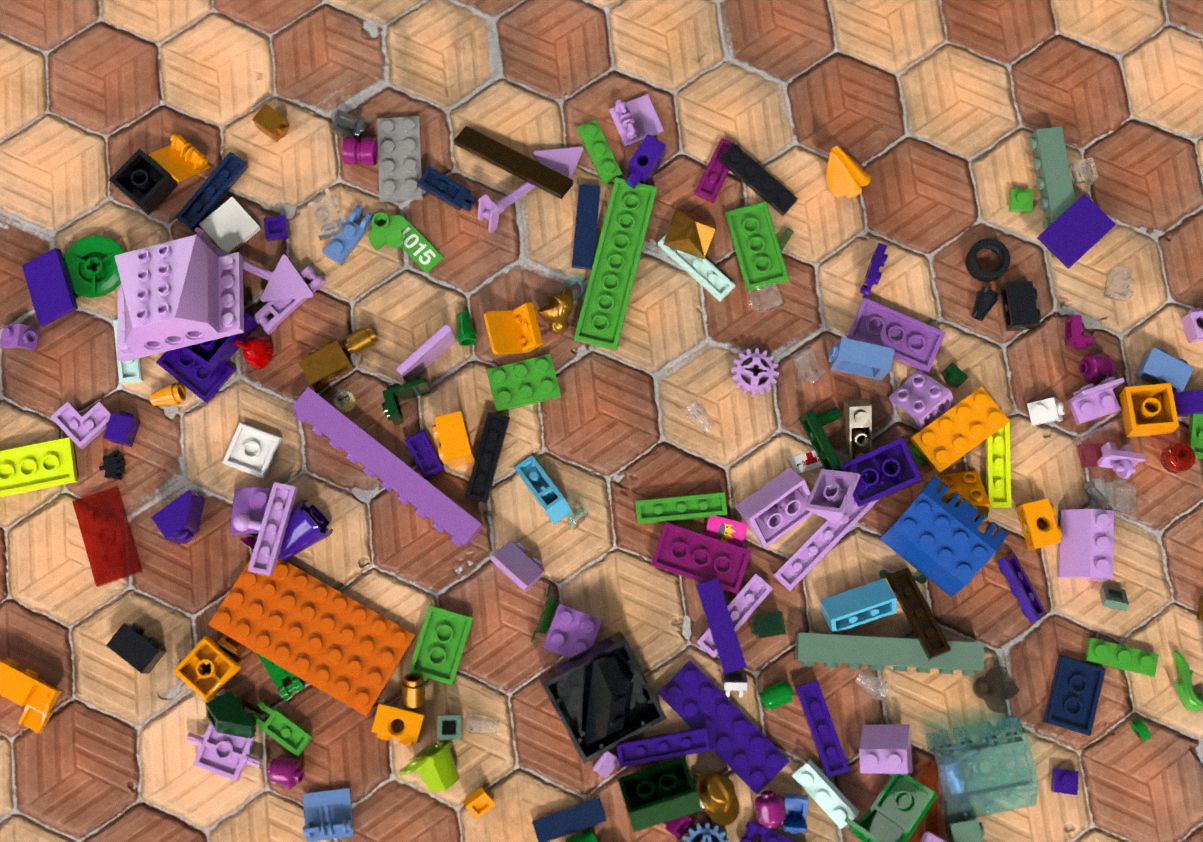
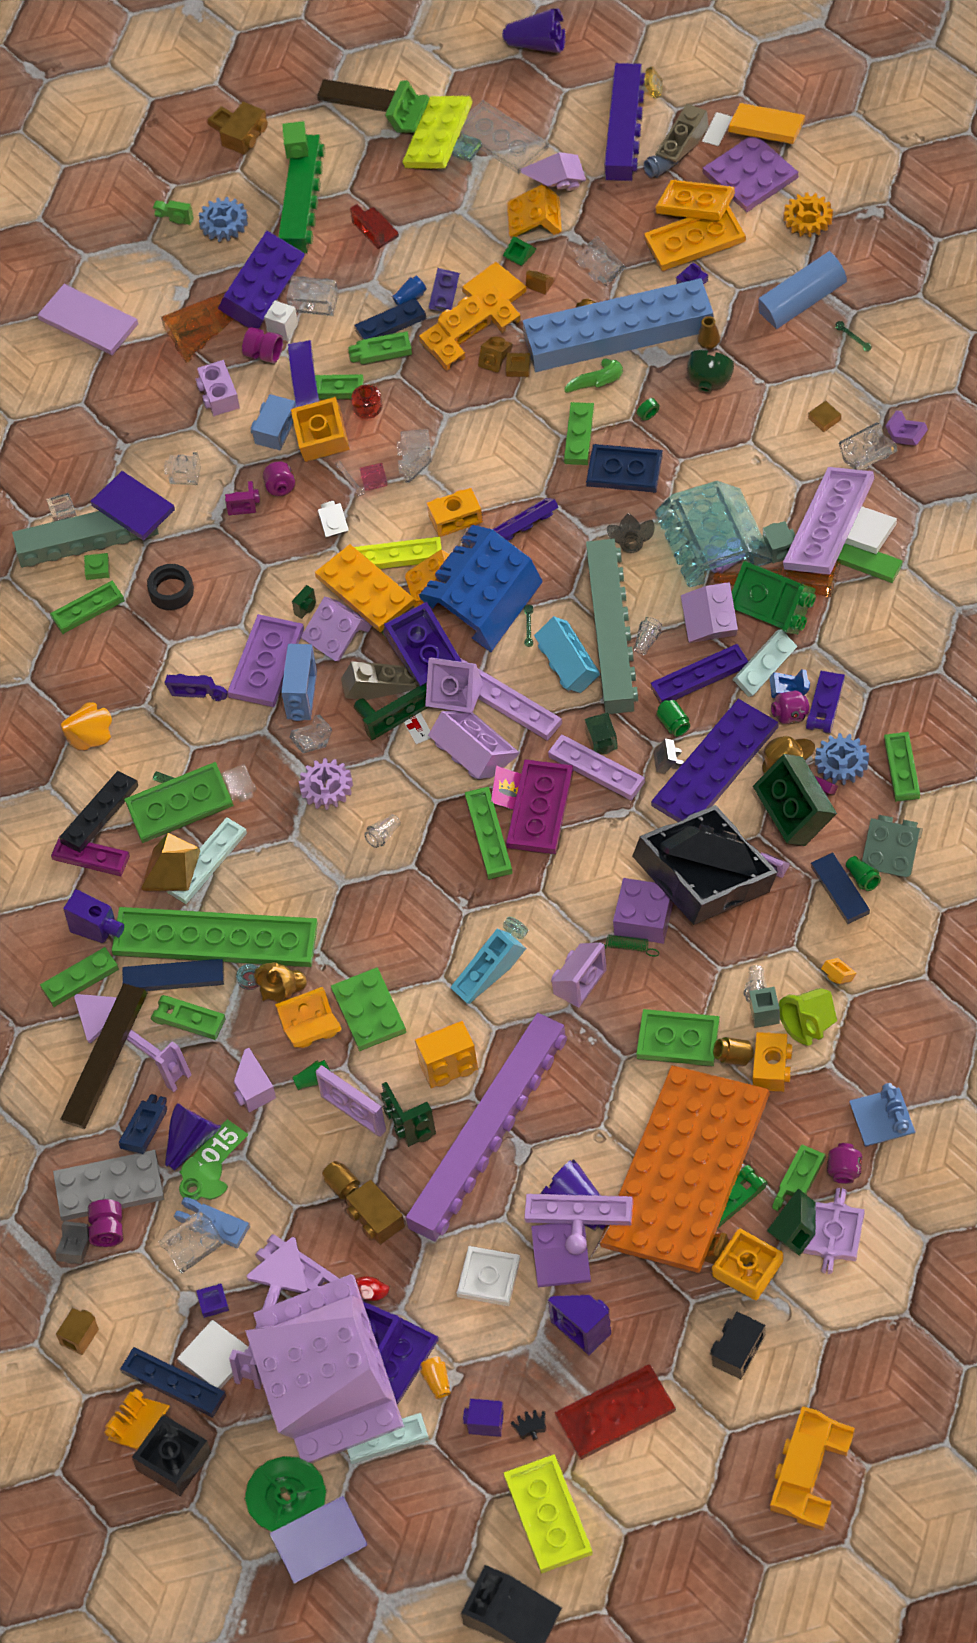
camera: 90 degrees left, 20 degrees down
(19, 337) = (386, 1565): medium lavender bracket -> none
(82, 428) = (488, 1463): lavender plate -> none
(344, 400) = (412, 1188): clear tile -> none
(424, 454) = (465, 1092): dark purple plate -> none
(425, 222) = (186, 1135): none -> dark purple hat
(467, 278) = (252, 1084): none -> lavender slope
(487, 458) = (480, 1028): black plate -> none
(541, 235) = (188, 1017): none -> bright green plate
(635, 119) = (36, 944): lavender hinge -> none
(663, 746) = (745, 807): dark purple tile -> none
(721, 626) = (609, 773): dark purple tile -> none
(918, 613) = (566, 599): dark brown tile -> none
(977, 189) = (87, 607): none -> bright green tile
(984, 302) = (219, 585): black cone -> none
(1020, 306) = (219, 552): black brick -> none
(1065, 781) = (711, 467): dark purple plate -> none
(1086, 544) = (469, 466): lavender slope -> none
(1095, 400) = (316, 476): lavender bracket -> none
(1114, 598) = (520, 442): sand green plate -> none
(1121, 460) = (375, 447): lavender hips -> none
(1178, 798) = (709, 371): none -> dark green cylinder

